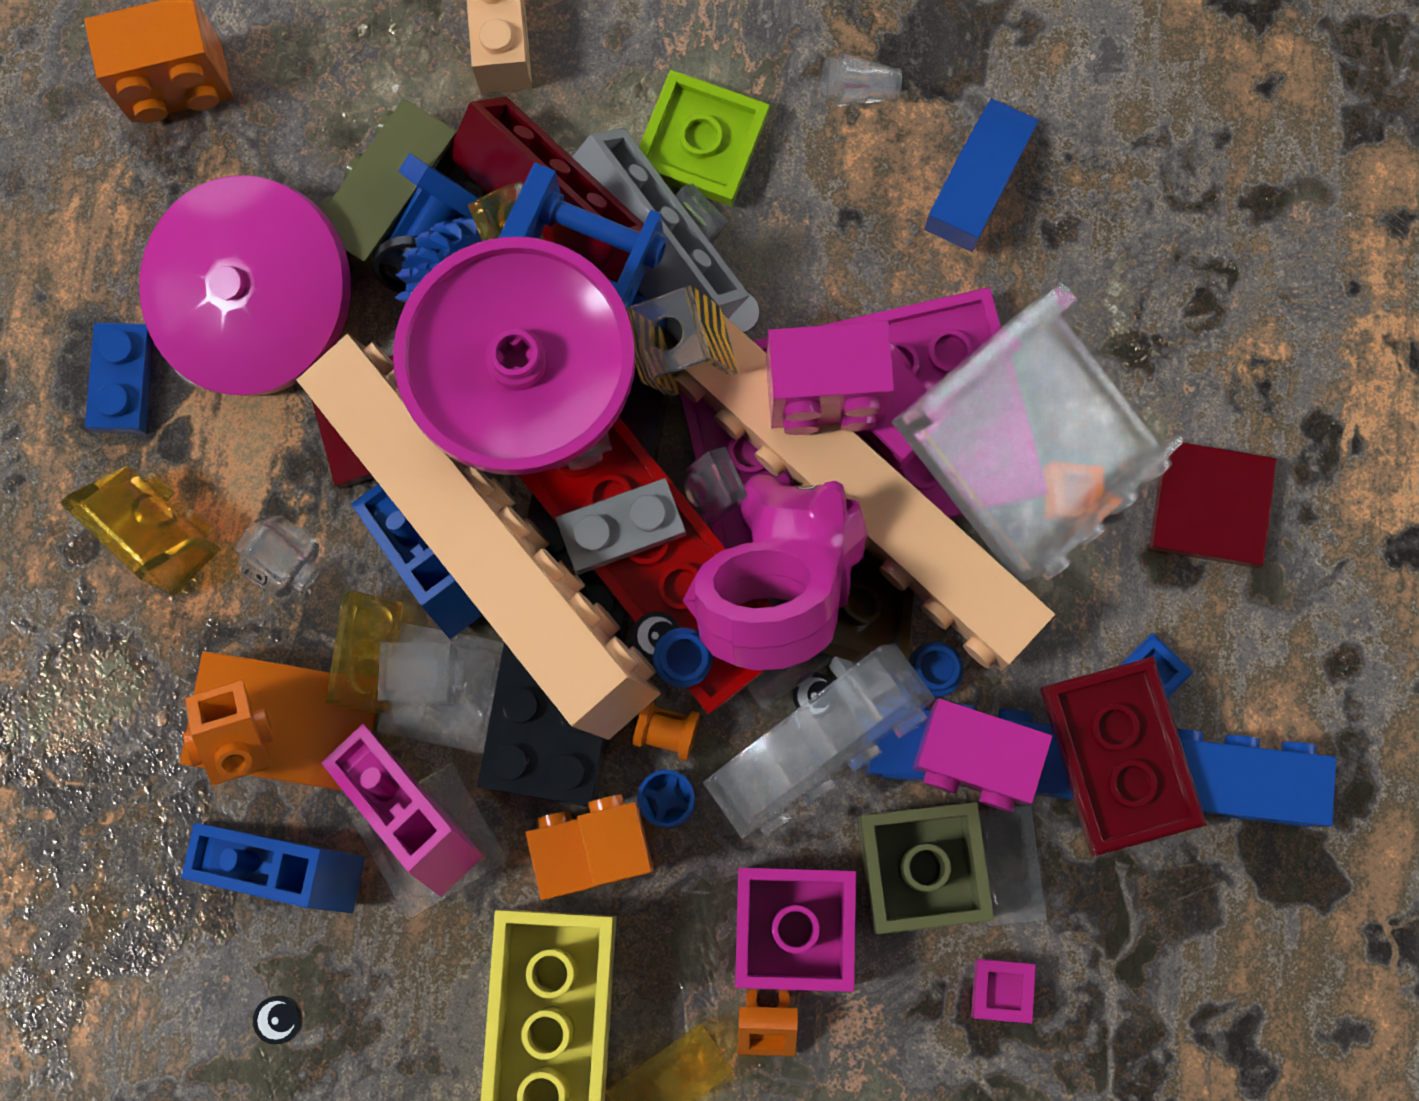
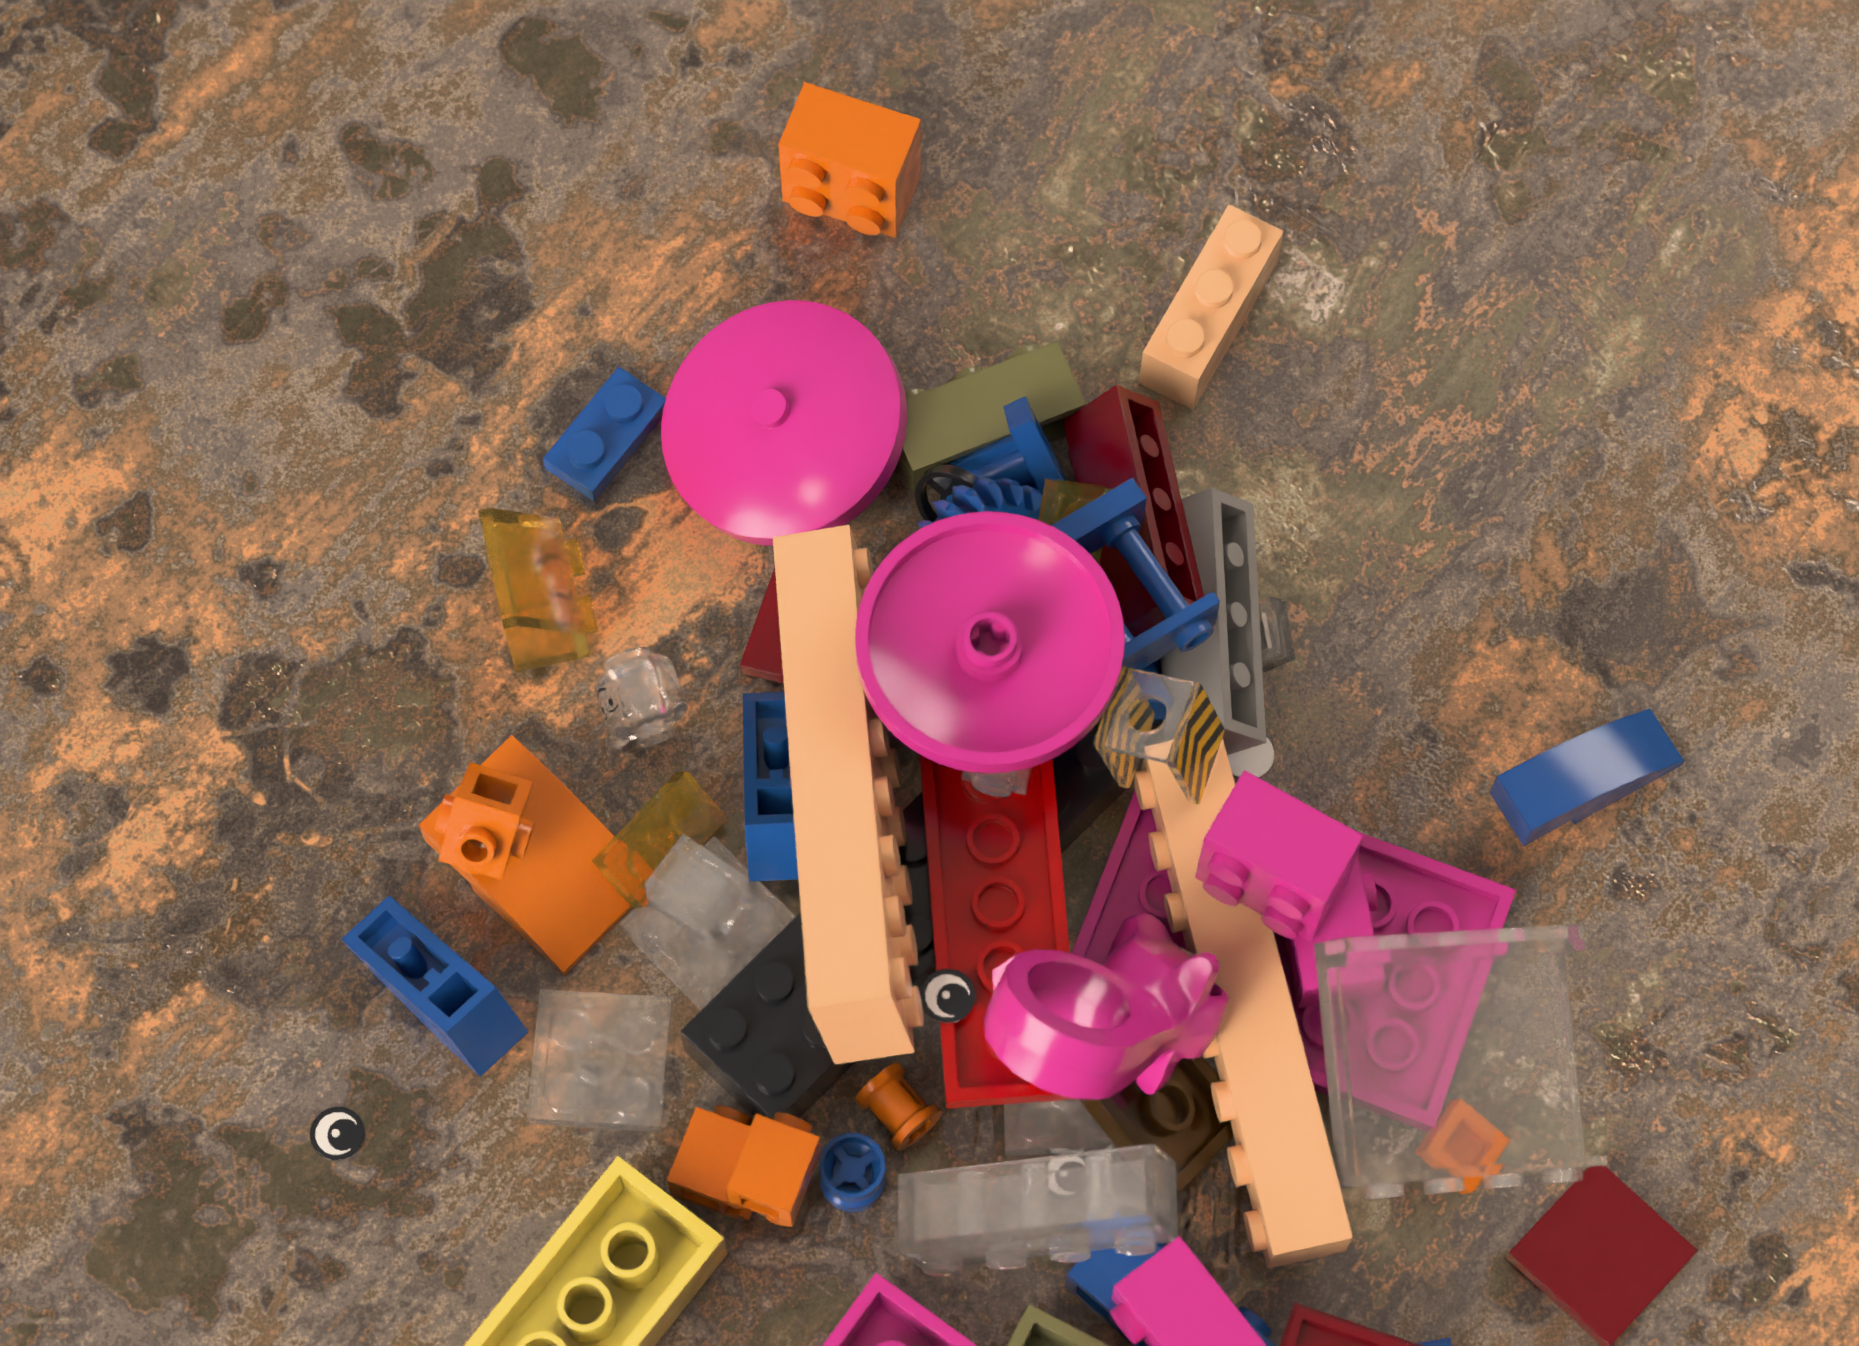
camera: 30 degrees right, 10 degrees down
(402, 811) = (594, 1008): dark pink slope -> none
(621, 526) = (983, 871): light grey plate -> none
(682, 658) = (956, 1030): blue plate -> none
(703, 136) = (1328, 562): lime plate -> none
(711, 485) = (1099, 897): clear plate -> none
(858, 81) = (1523, 606): clear cone -> none
(938, 667) = (1207, 1226): blue plate -> none

